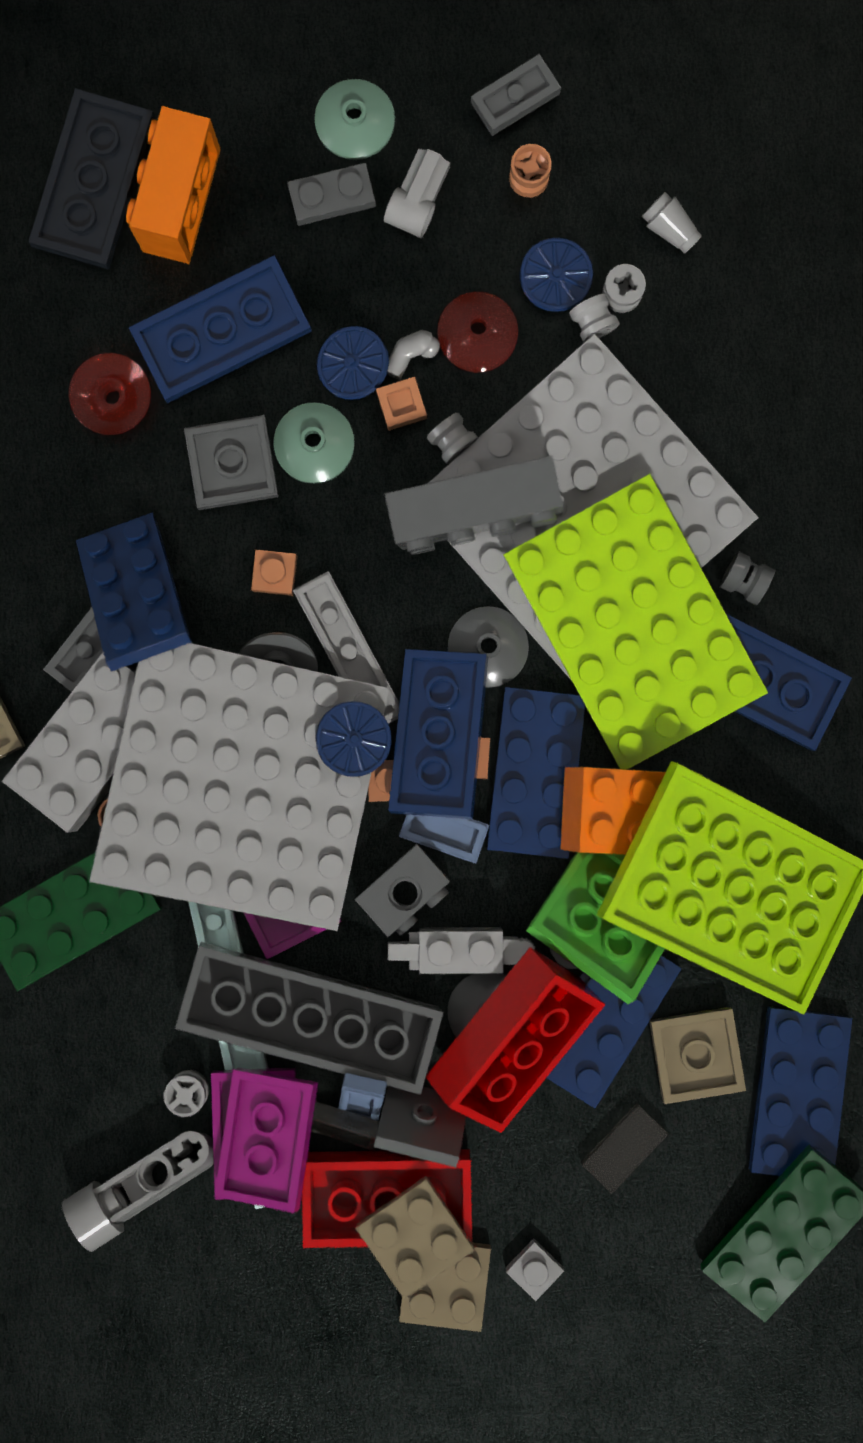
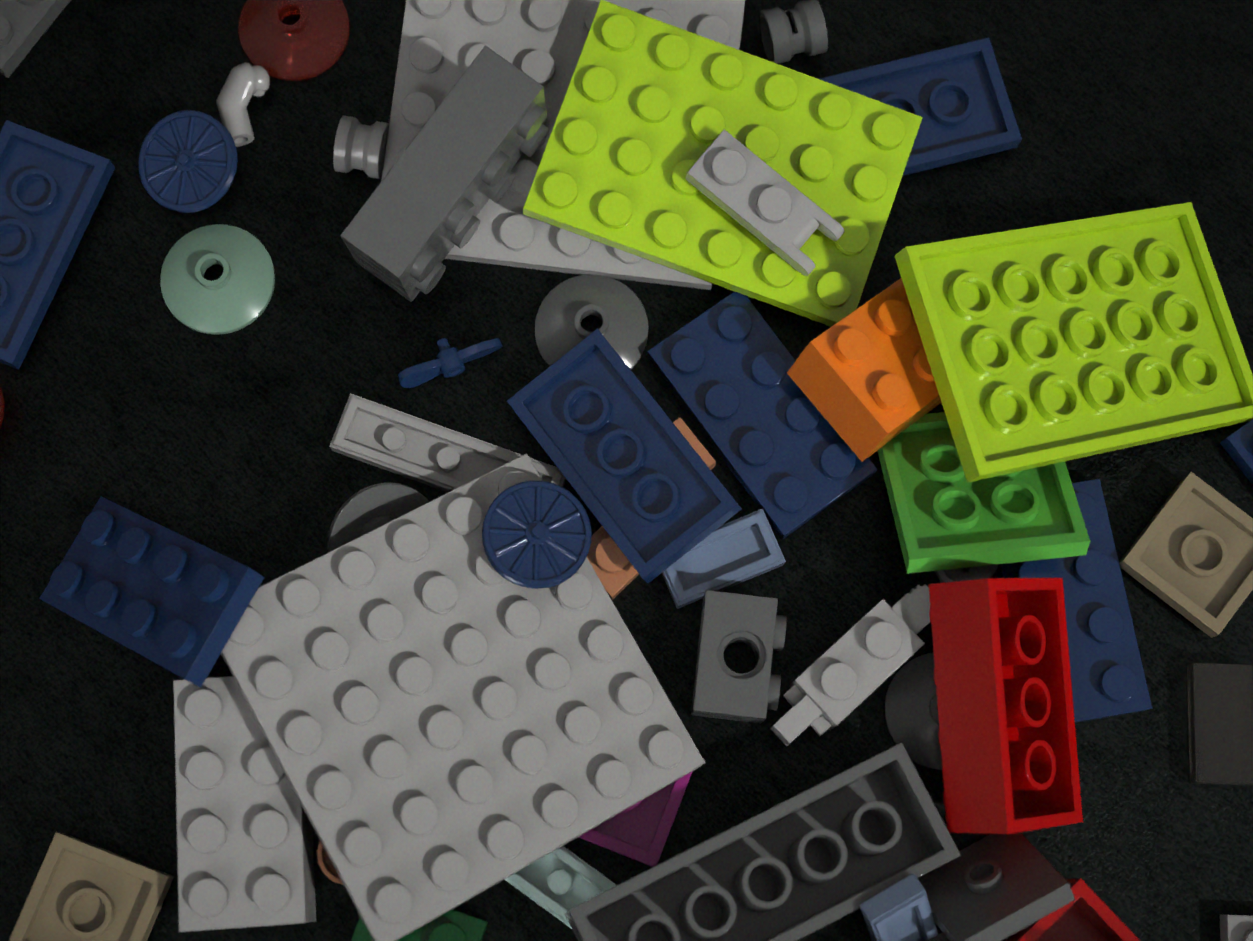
camera: 45 degrees left, 10 degrees down
(76, 653) = (146, 713): dark grey plate -> none
(231, 462) = (144, 370): dark grey plate -> none
(274, 572) = (292, 446): nougat plate -> none
(396, 598) = (447, 362): none -> dark blue piece
(401, 403) = (276, 158): nougat plate -> none
(633, 663) = (761, 200): none -> light grey hinge

